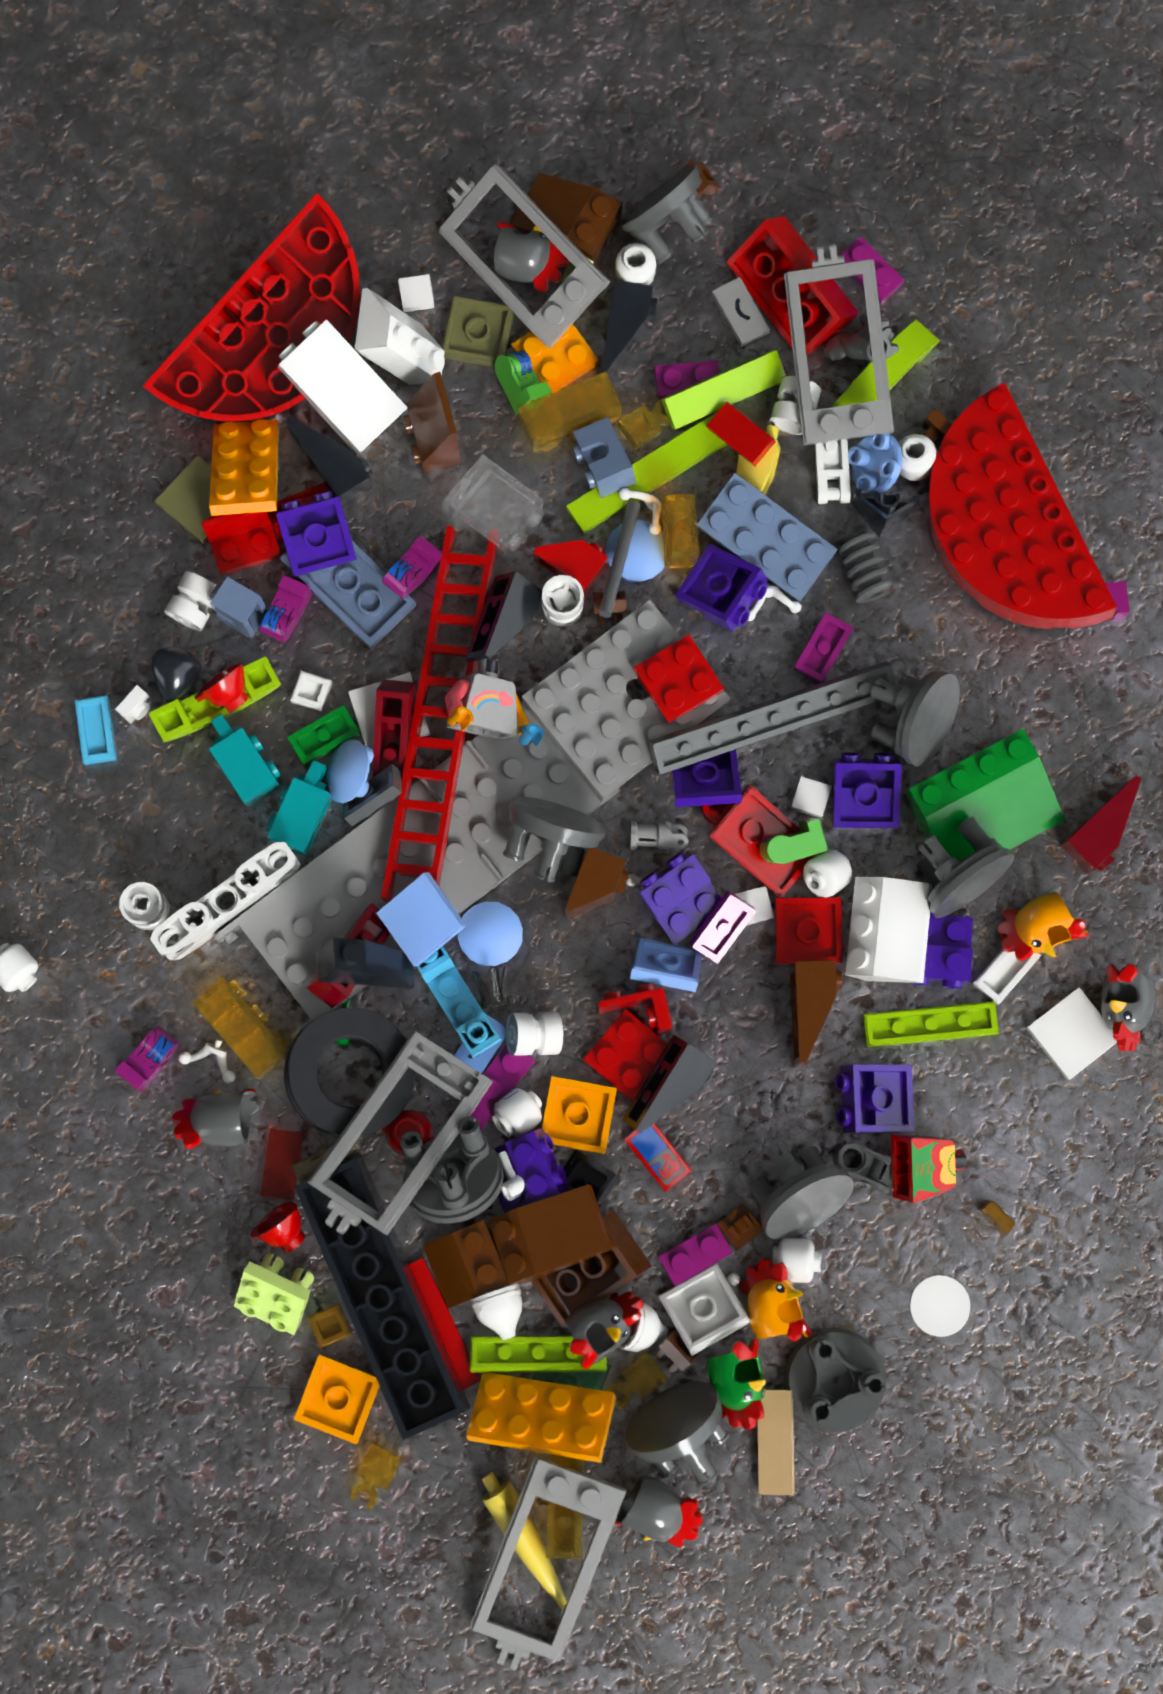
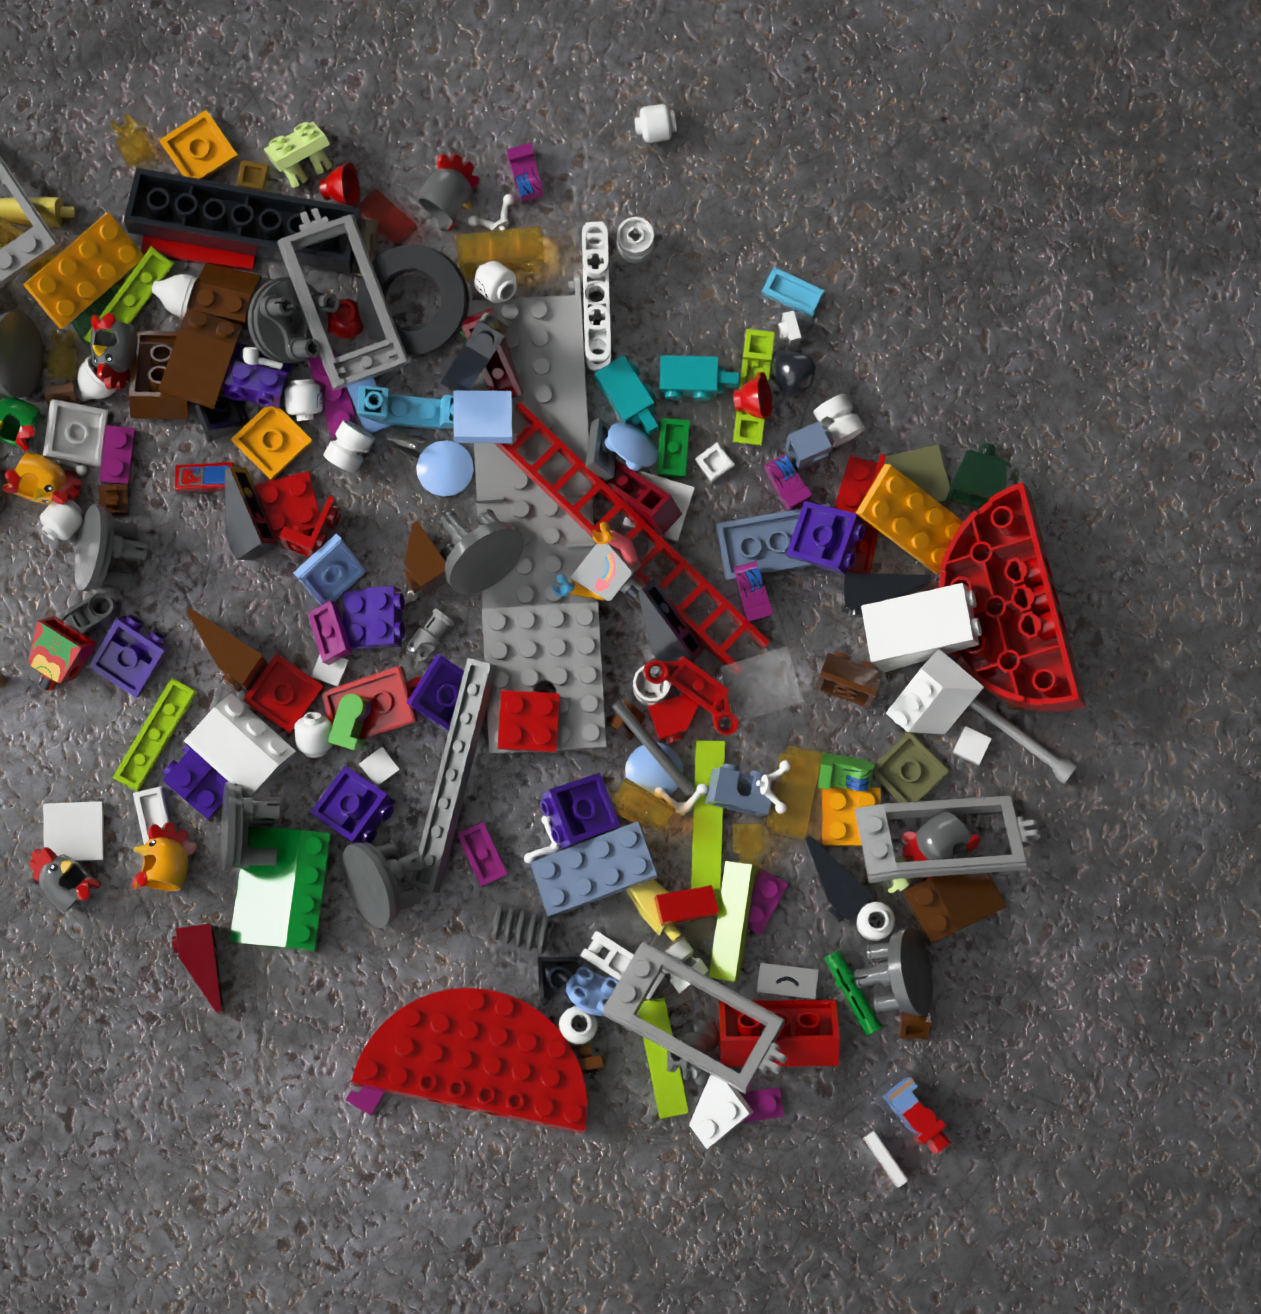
camera: 125 degrees right, 0 degrees up
(163, 439) = (978, 477): none -> clear green torso
(278, 1004) = (495, 282): none -> white head
(381, 200) = (1062, 768): none -> light grey piece
(537, 550) = (698, 687): none -> red plate
(582, 434) = (765, 784): none -> white piece
(704, 260) = (846, 981): none -> green pin
(783, 112) = (916, 1117): none -> hips
(834, 127) = (885, 1159): none -> white tile
(901, 288) = (718, 1111): none -> white wing

